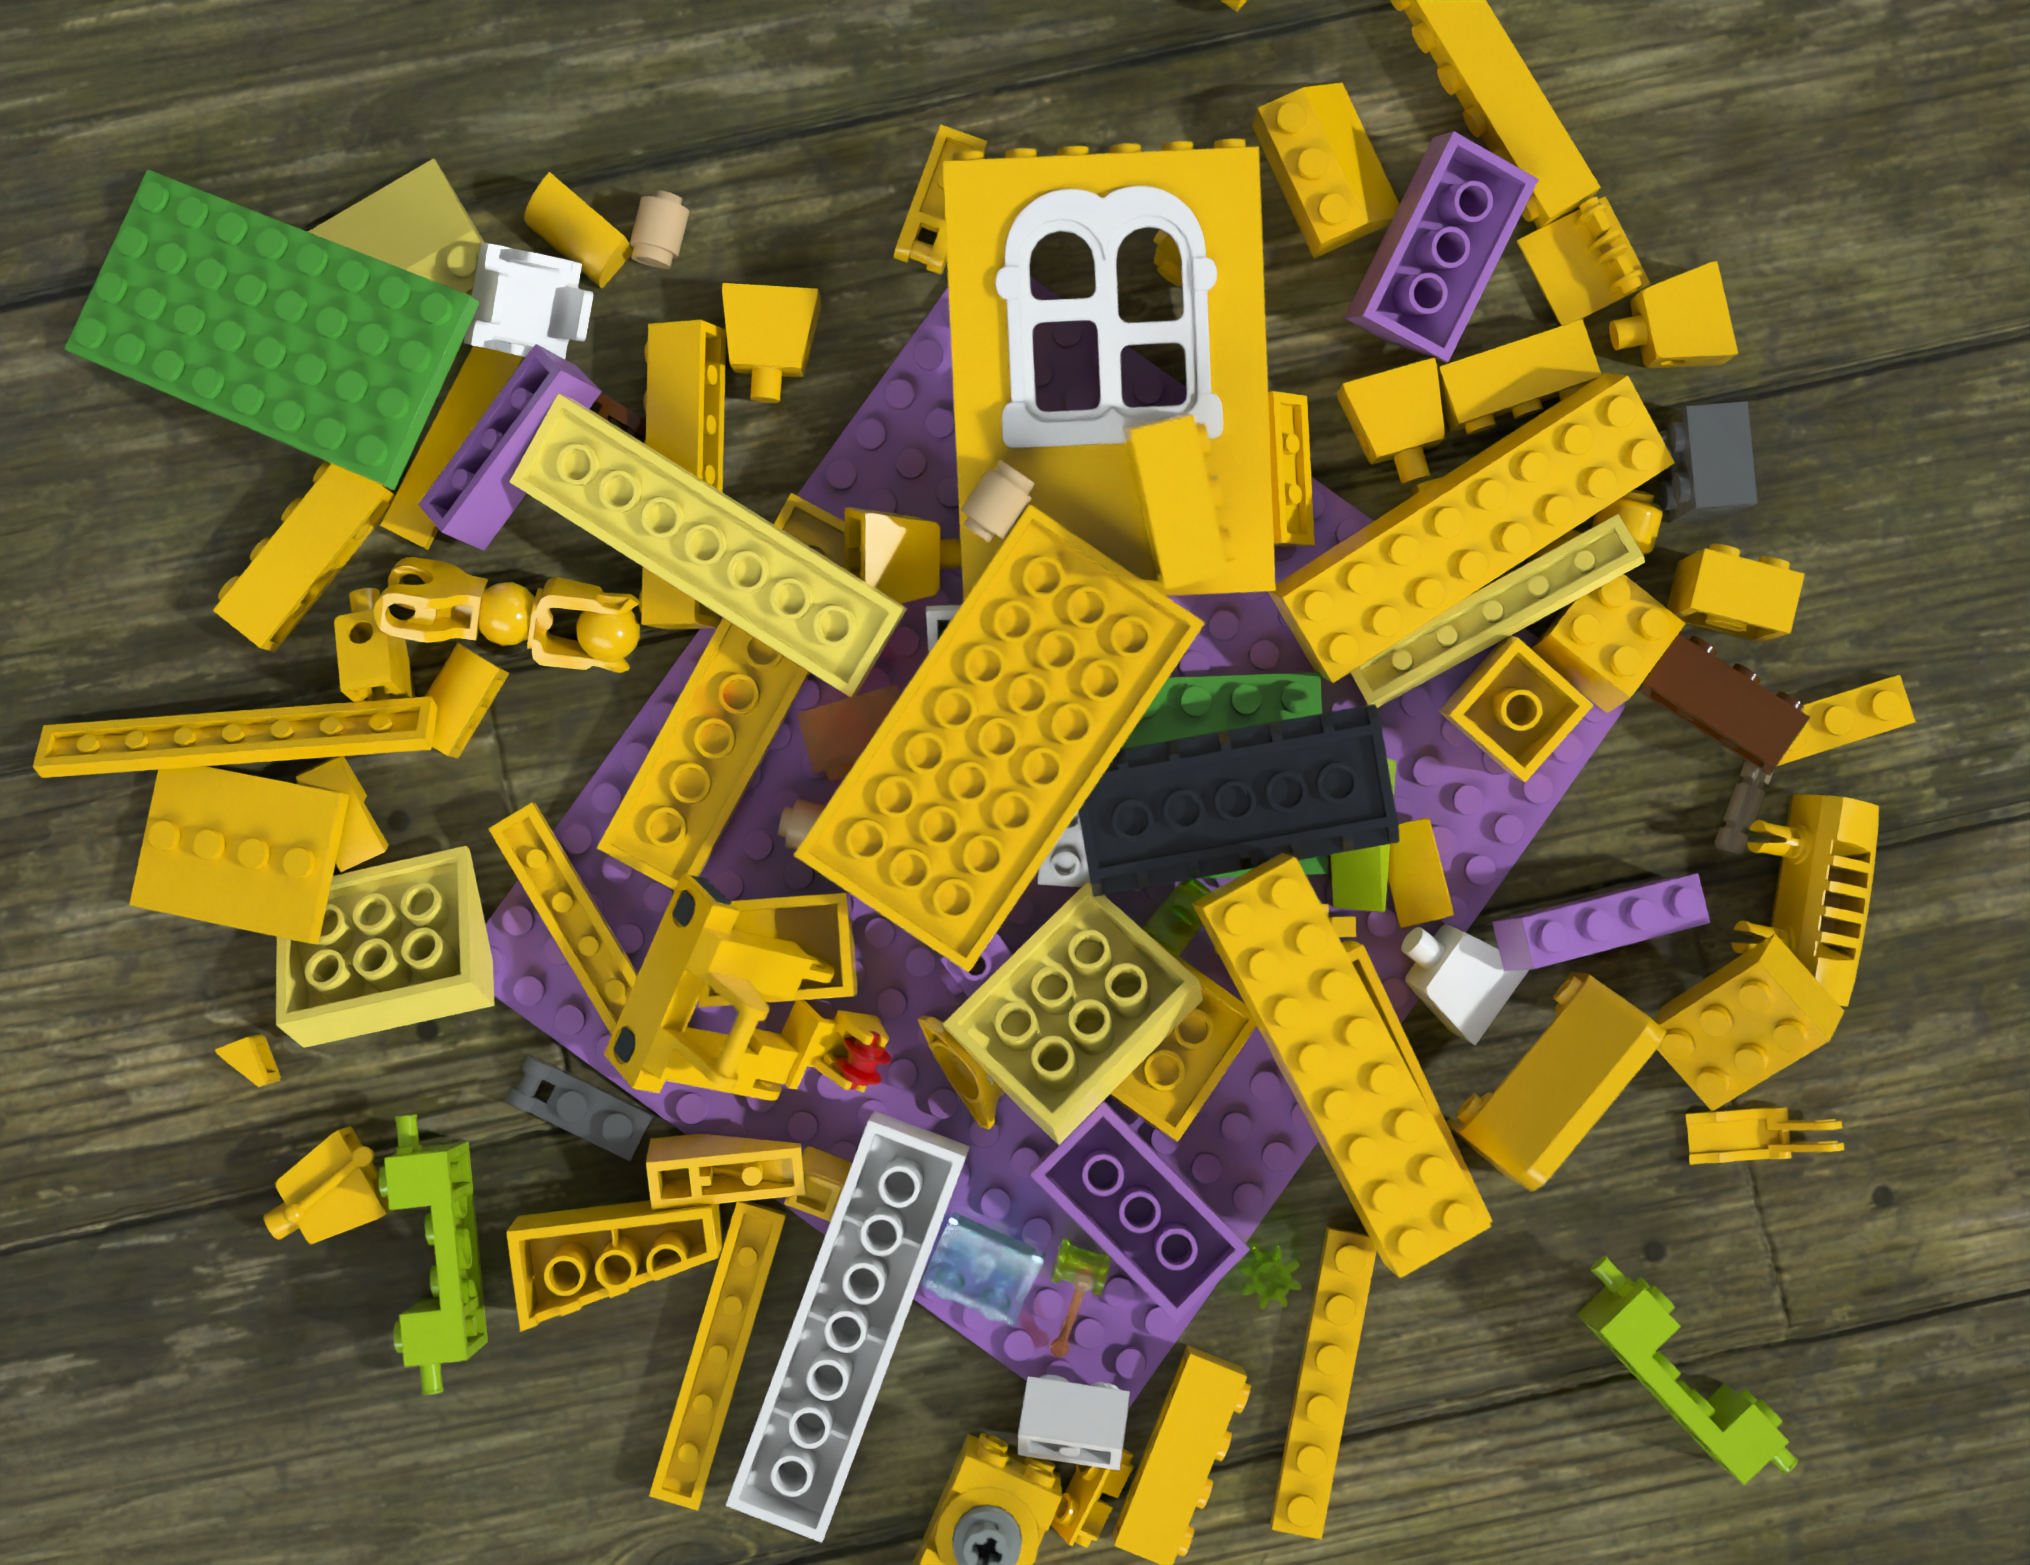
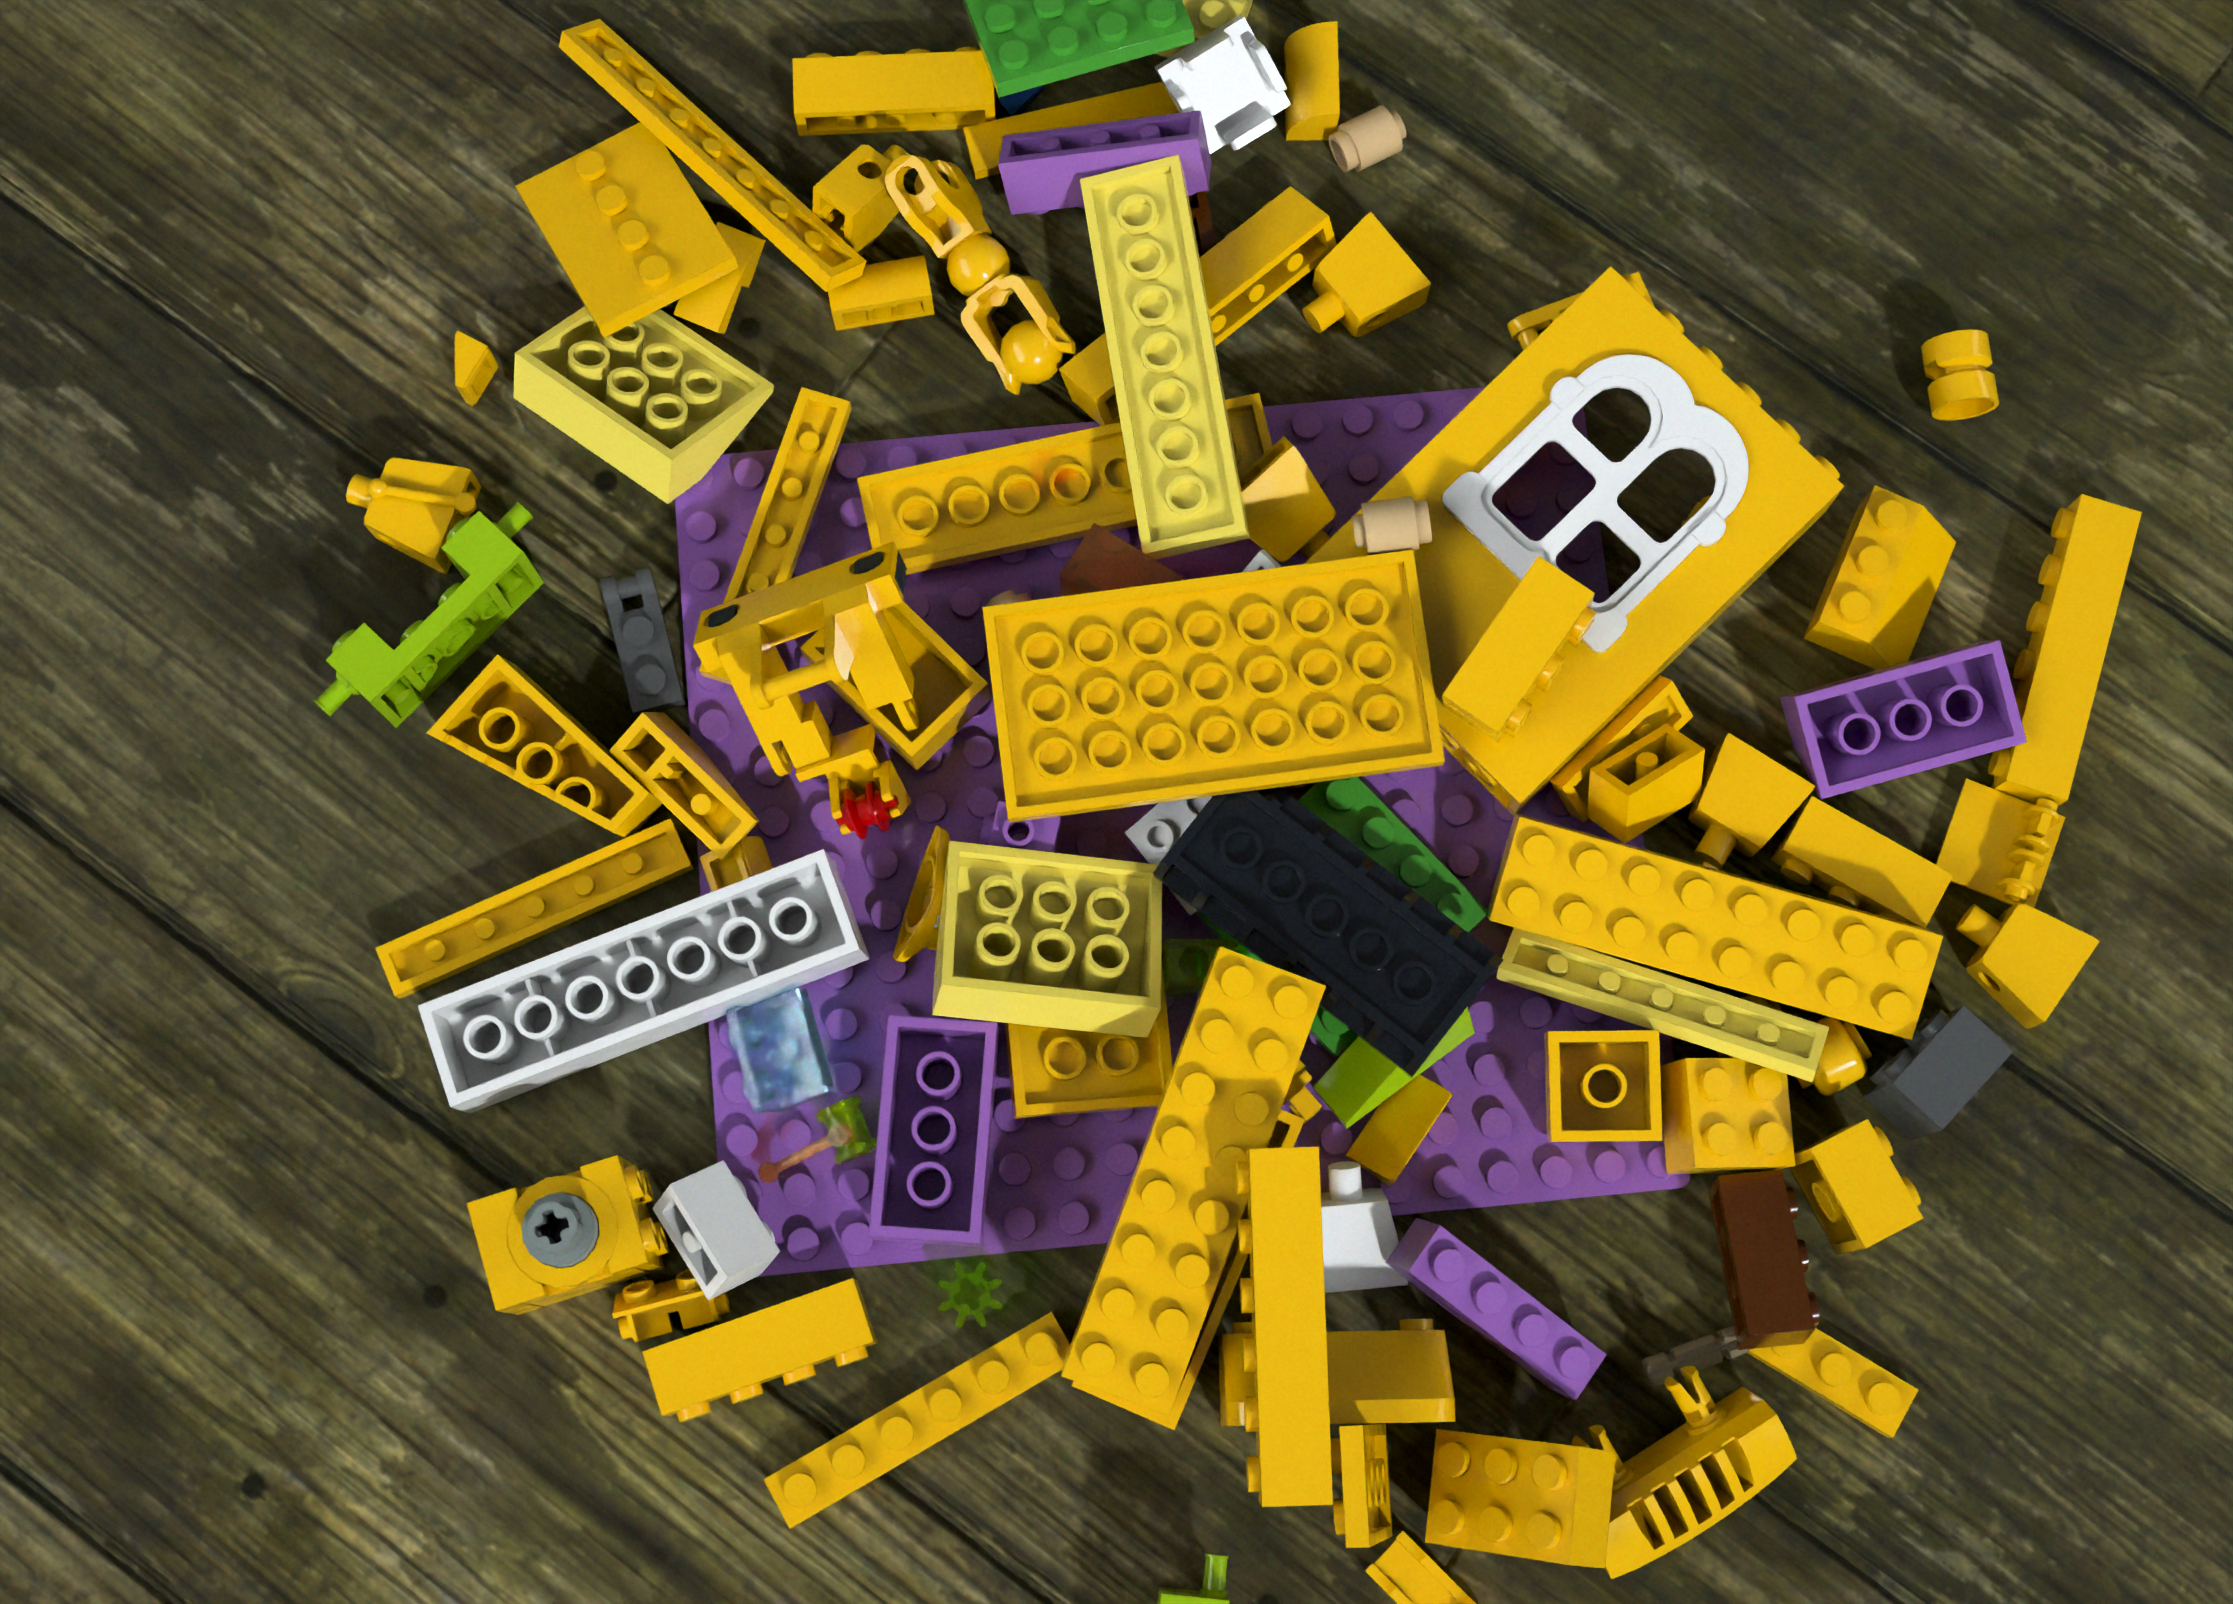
camera: 50 degrees right, 10 degrees down
(1328, 478) = (1645, 783): none -> yellow brick
(1509, 1096) = (1287, 1327): none -> yellow brick
(1646, 1125) = (1366, 1504): none -> yellow plate

